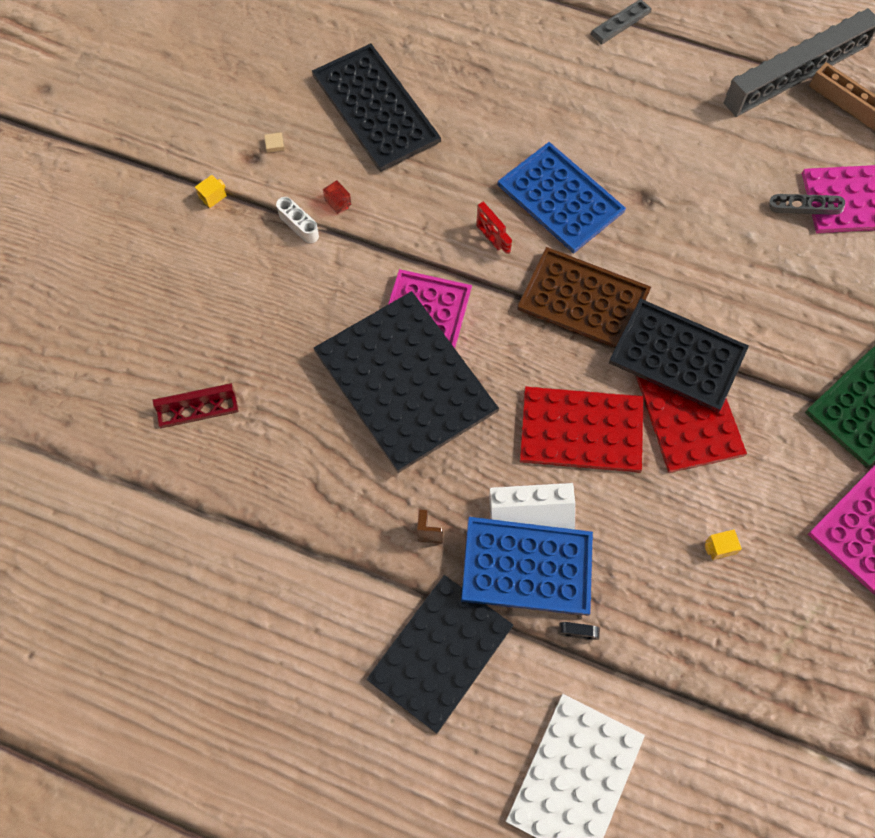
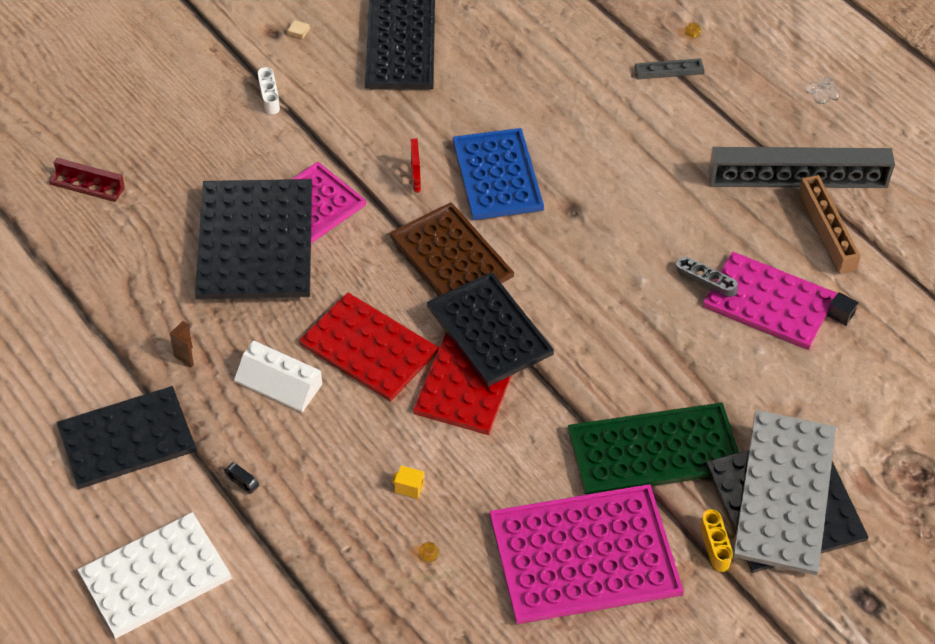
camera: 30 degrees right, 15 degrees down
(211, 191) = (219, 40): yellow brick -> none
(337, 197) = (313, 89): clear red brick -> none
(527, 566) = (239, 412): blue plate -> none
(794, 600) = (428, 547): none -> clear yellow plate

